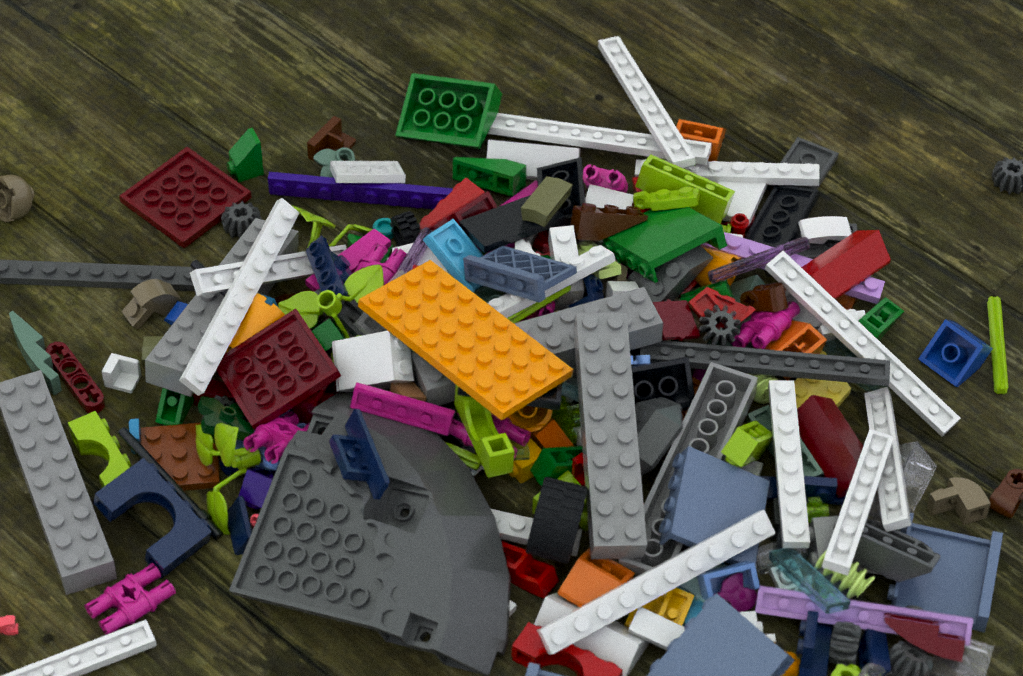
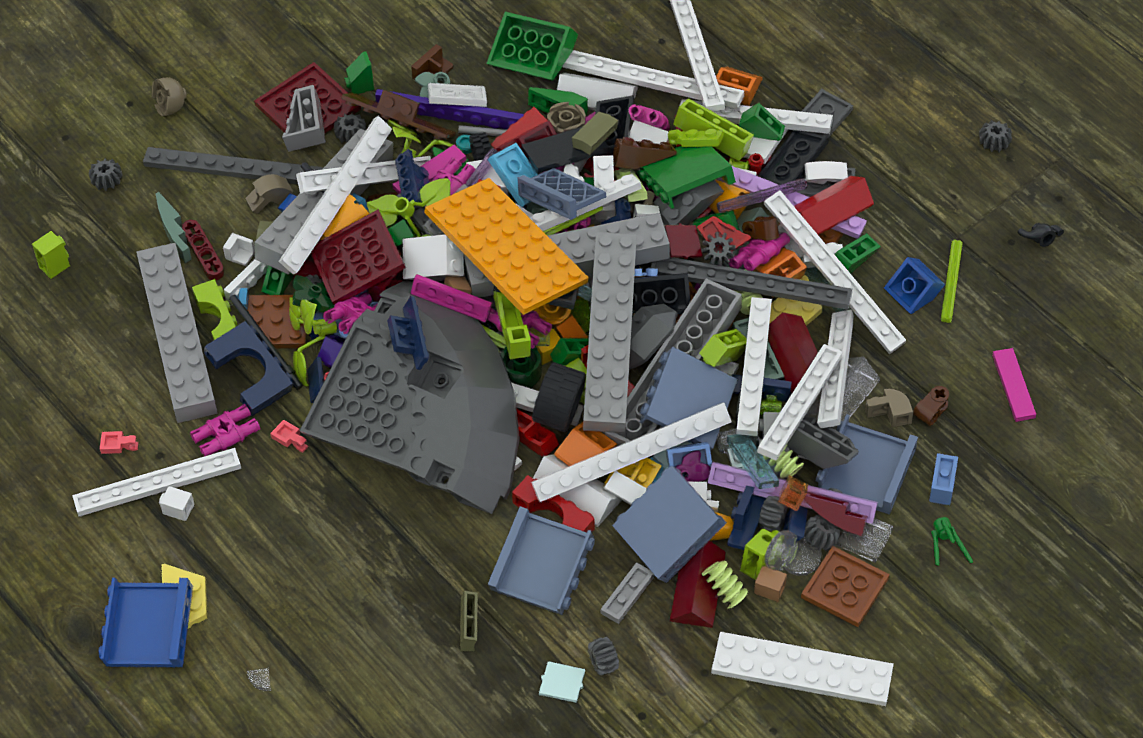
camera: 10 degrees right, 5 degrees up
(135, 407) = (246, 279): none -> white plate
(186, 213) = (305, 120): none -> light grey wedge
(212, 596) = (289, 434): none -> coral plate
(302, 190) = (398, 108): none -> reddish brown bracket
(390, 212) = (476, 130): none -> light grey bar
(500, 491) = (524, 370): none -> dark green brick
(506, 186) = (566, 117): none -> dark tan cylinder
(739, 177) = (761, 123): none -> green slope
(869, 615) = (793, 493): none -> clear orange brick

